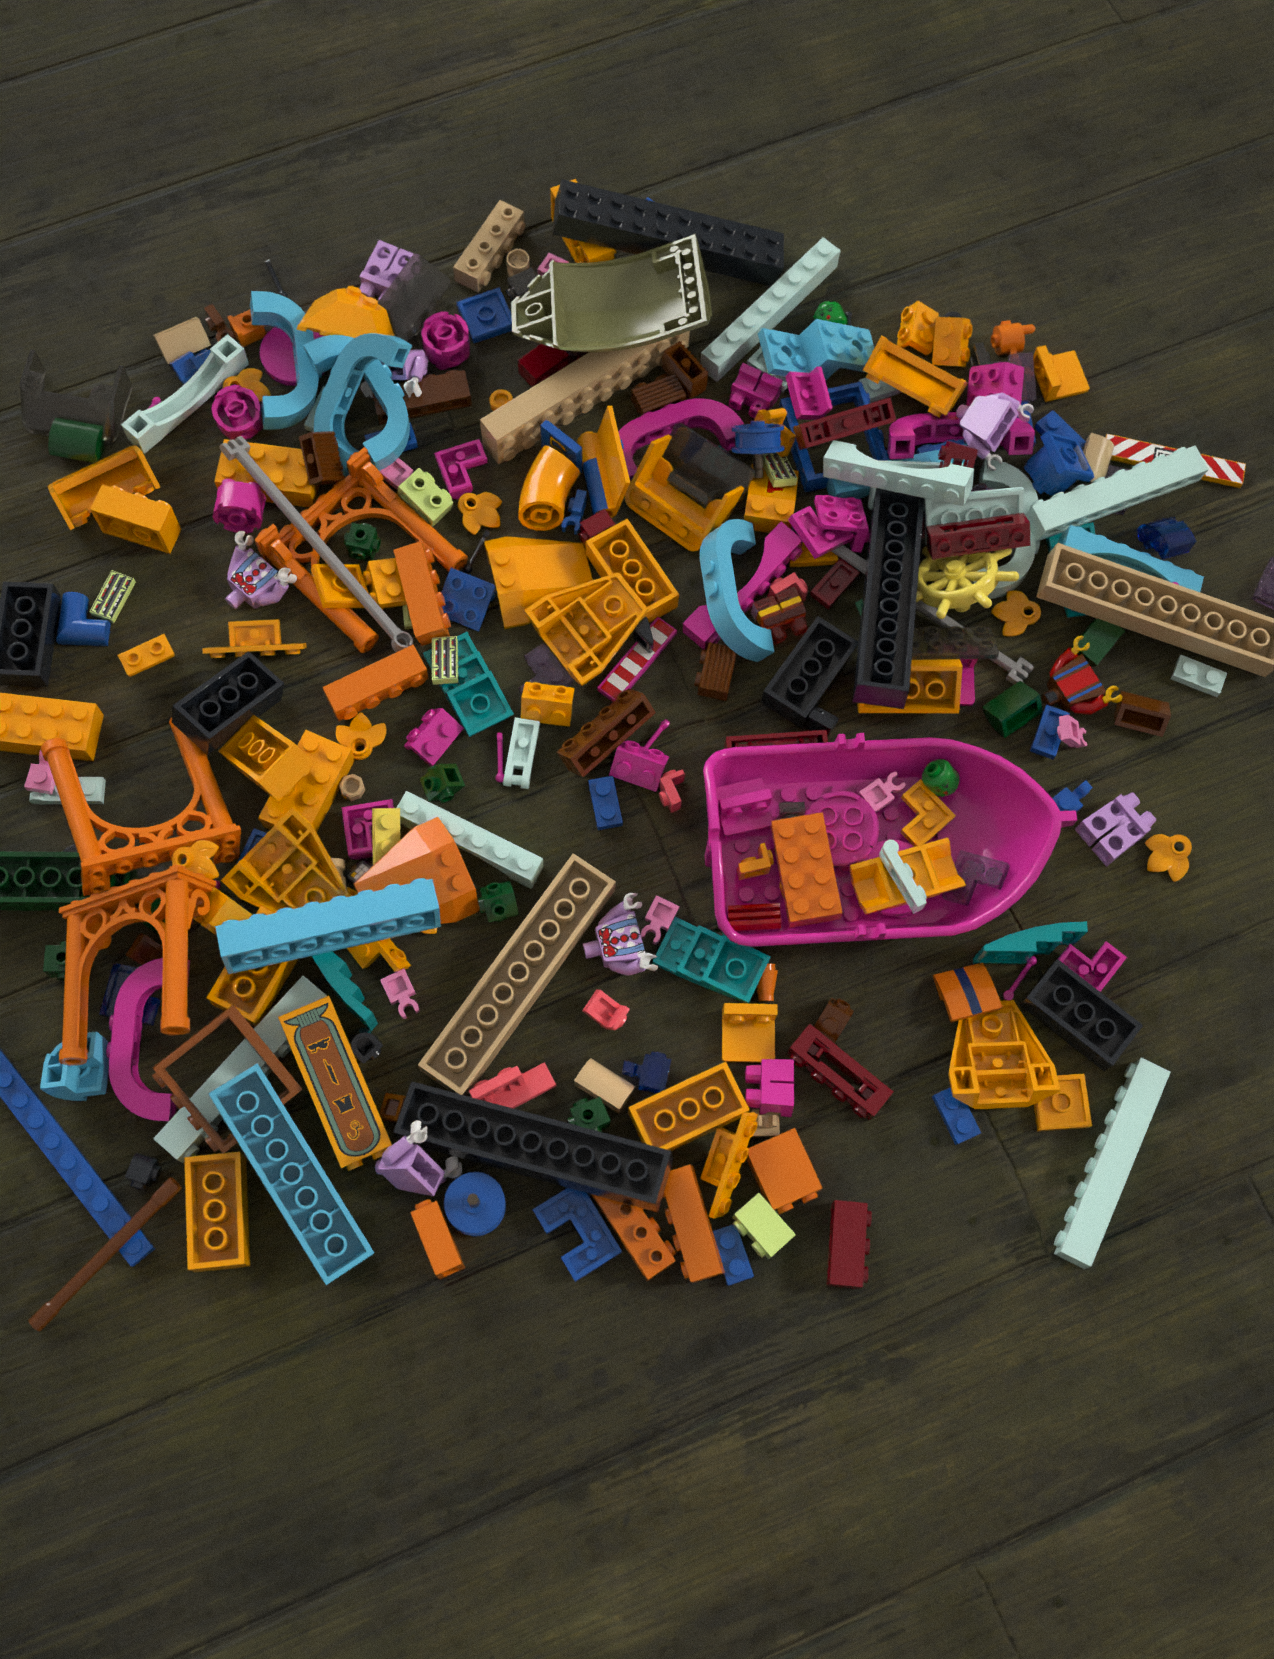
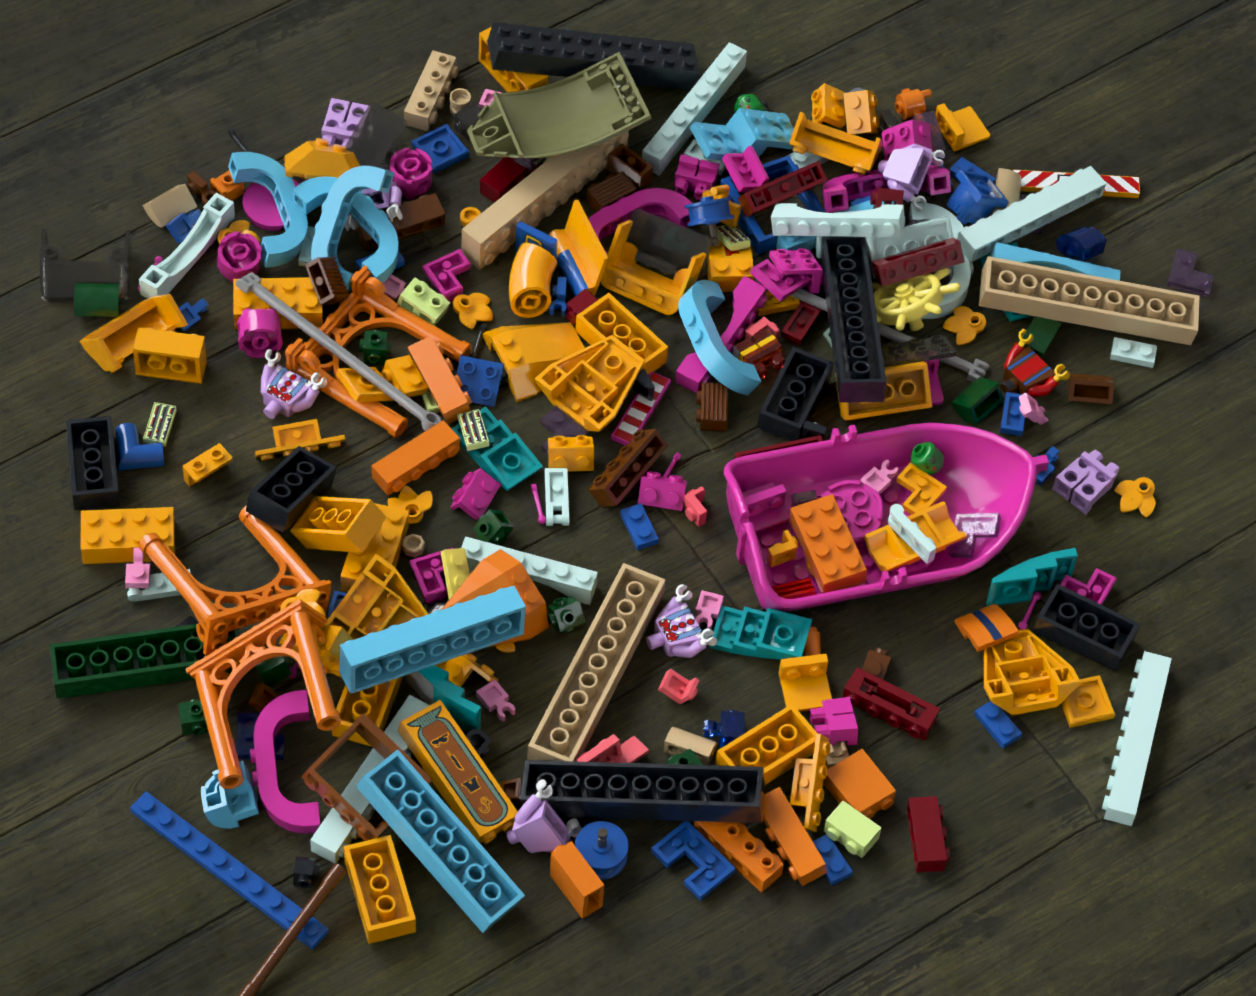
camera: 10 degrees left, 15 degrees down
(169, 473) = (192, 313): none -> blue plate

